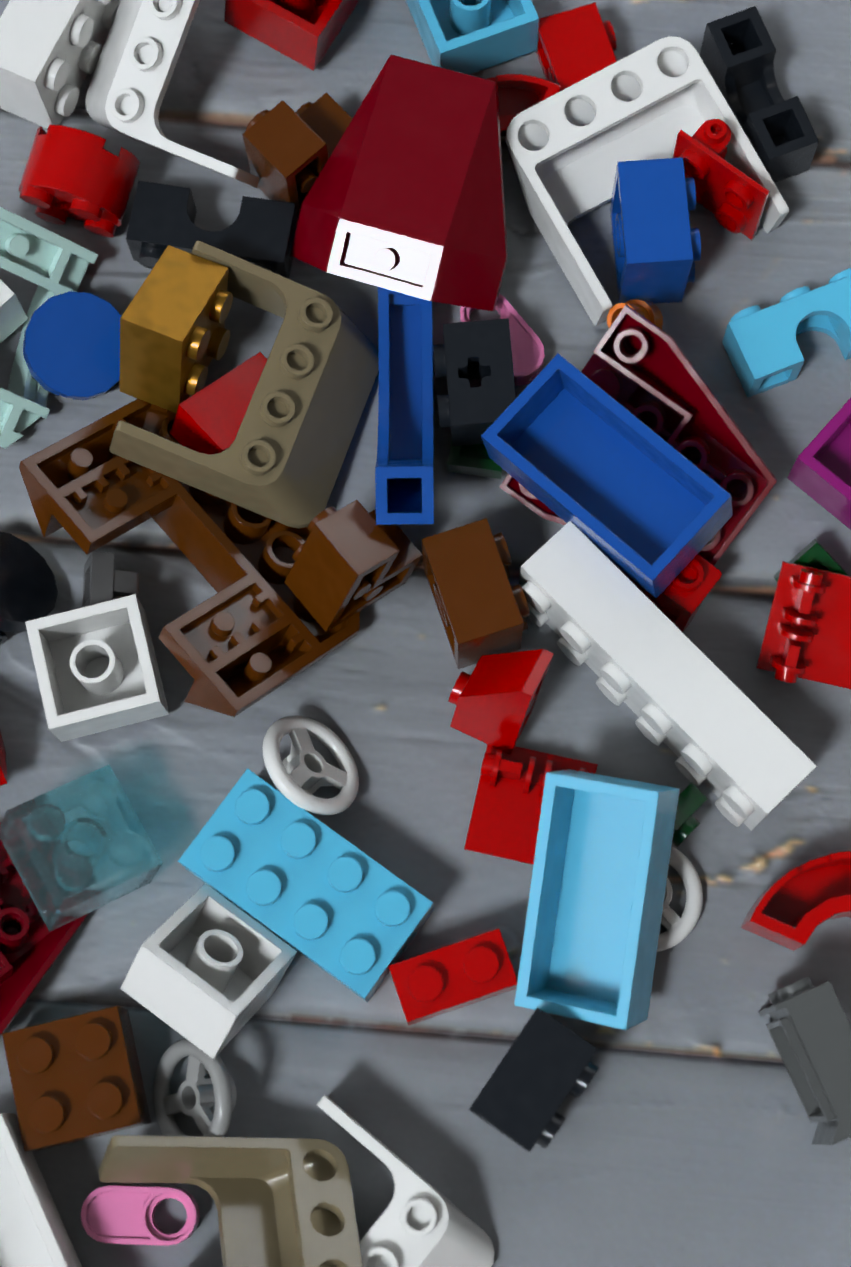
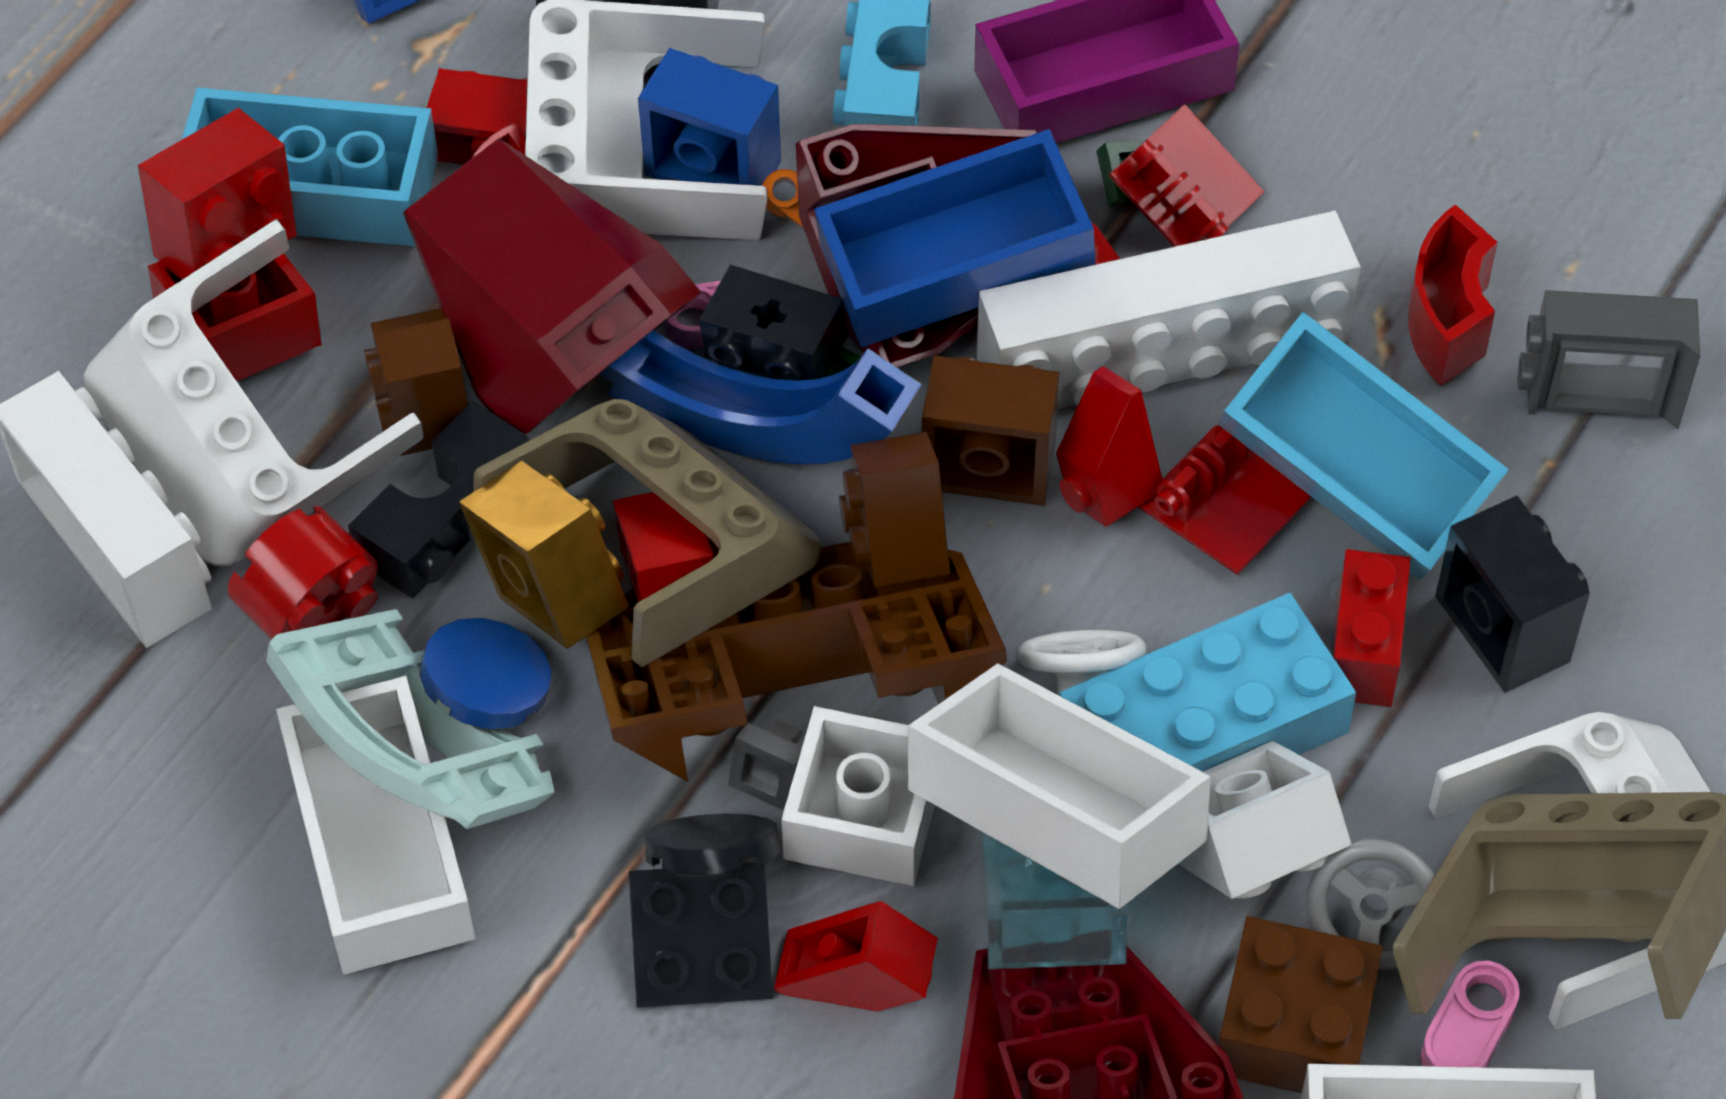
camera: 65 degrees left, 20 degrees down
(120, 813) = (1059, 784): none -> white piece
(718, 184) = (720, 36): red hinge -> none

